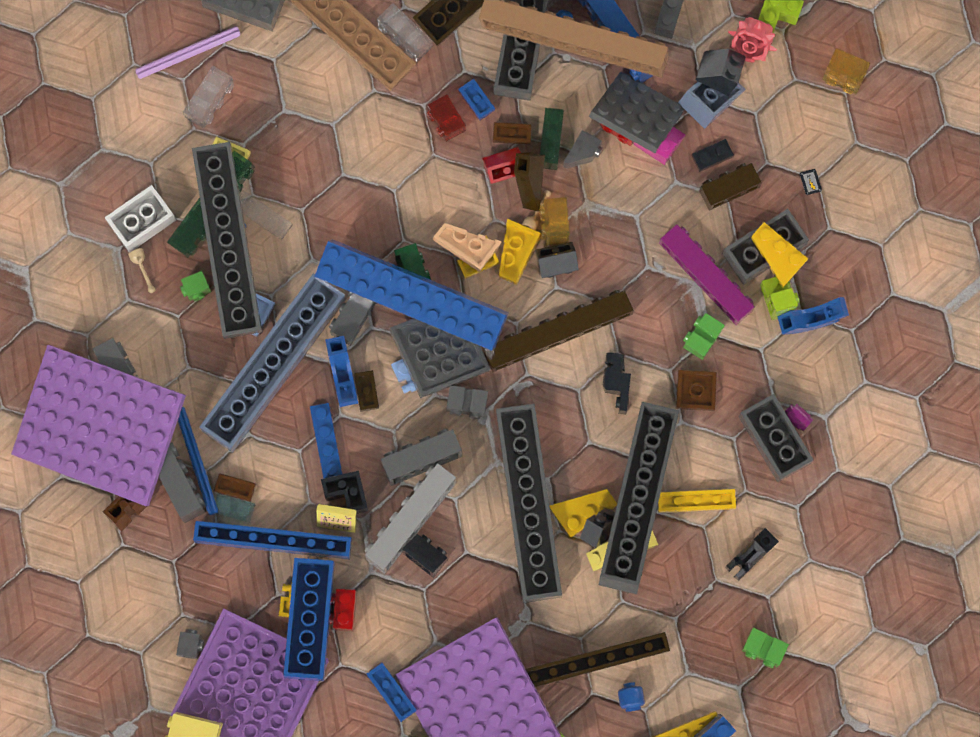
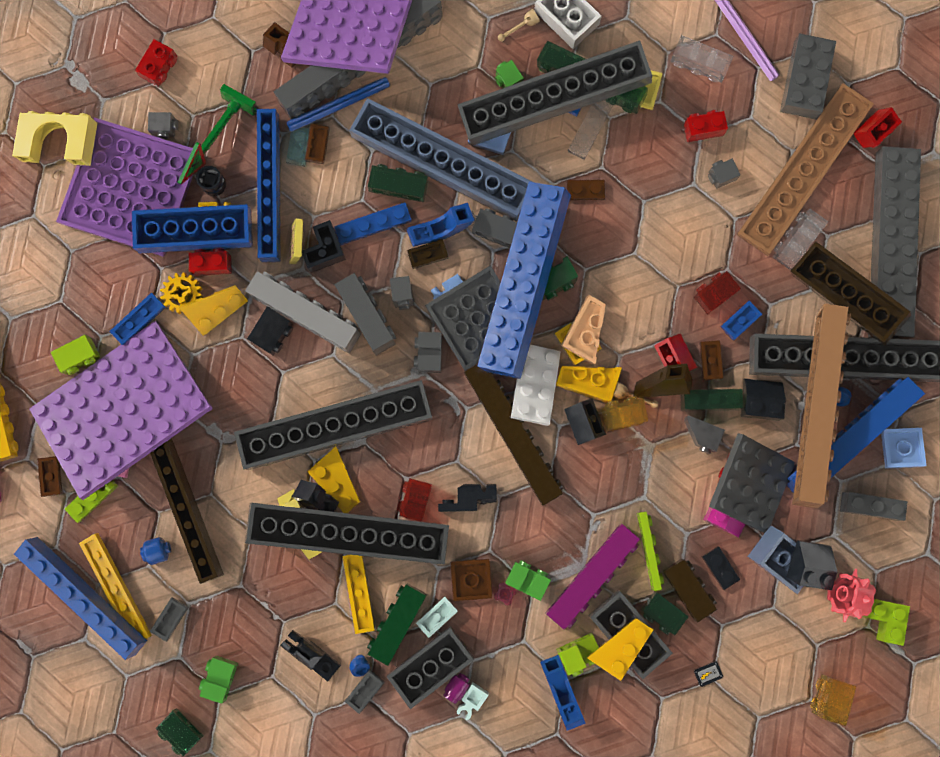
camera: 90 degrees right, 5 degrees up
(121, 643) = (156, 63): none -> red brick
(177, 564) = (236, 101): none -> green piece
(258, 599) = (211, 180): none -> black wheel
(278, 103) = (705, 126): none -> red brick
(289, 410) = (398, 183): none -> clear green brick
(323, 227) = (586, 189): none -> reddish brown plate
(328, 93) = (723, 173): none -> dark grey brick
(362, 644) = (178, 284): none -> yellow gear
(393, 612) = (212, 310): none -> yellow wing
(405, 419) = (402, 292): none -> dark grey brick
(523, 302) = (537, 386): none -> white plate
(557, 90) = (763, 400): none -> black slope
(611, 434) = (415, 499): none -> clear red brick
(679, 217) = (652, 559): none -> lime plate
(700, 691) = (169, 619): none -> dark grey plate
(712, 354) = (506, 599): none -> clear pink plate
(728, 428) = (436, 617): none -> light aqua plate
(730, 466) = (397, 624): none -> dark green brick
(749, 213) = (664, 613): none -> clear green brick
(767, 508) = (359, 666): none -> blue tile
(792, 506) = (364, 691): none -> dark grey plate
(810, 402) = (473, 698): none -> light aqua plate
(812, 692) = (179, 732): none -> clear green brick

